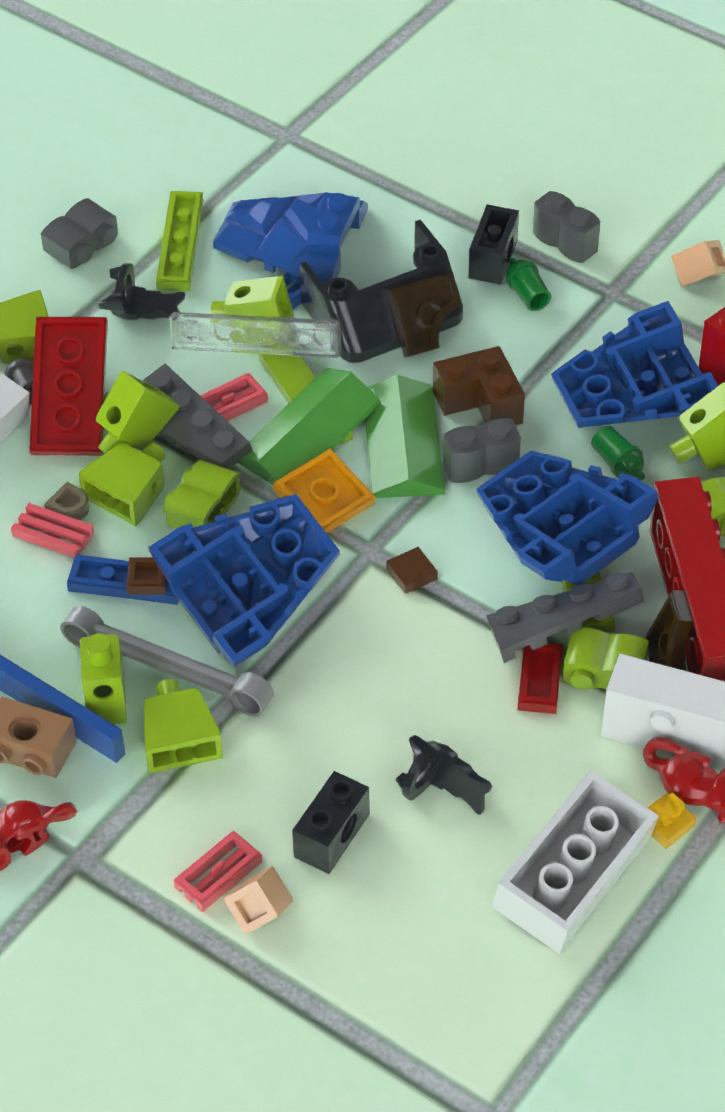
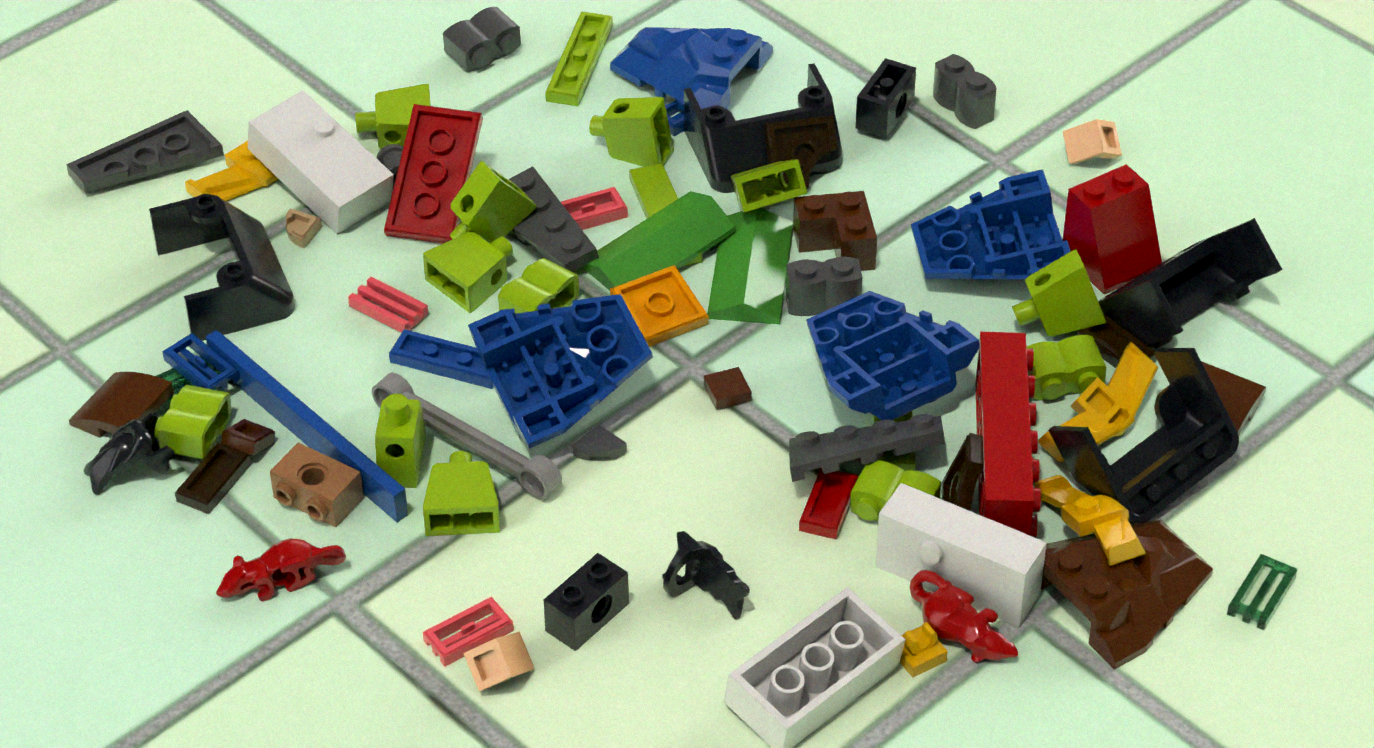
camera: 10 degrees right, 5 degrees down
(69, 501) = (411, 281): dark tan tile -> none
(136, 302) = (518, 108): black hair -> none
(145, 577) = (463, 358): reddish brown tile -> none
(255, 334) = (627, 151): clear plate -> none
(300, 649) = (599, 443): none -> dark grey tile
(400, 356) = (767, 185): none -> lime torso
(526, 282) = (911, 138): green piece -> none
(618, 453) = (961, 306): green piece -> none

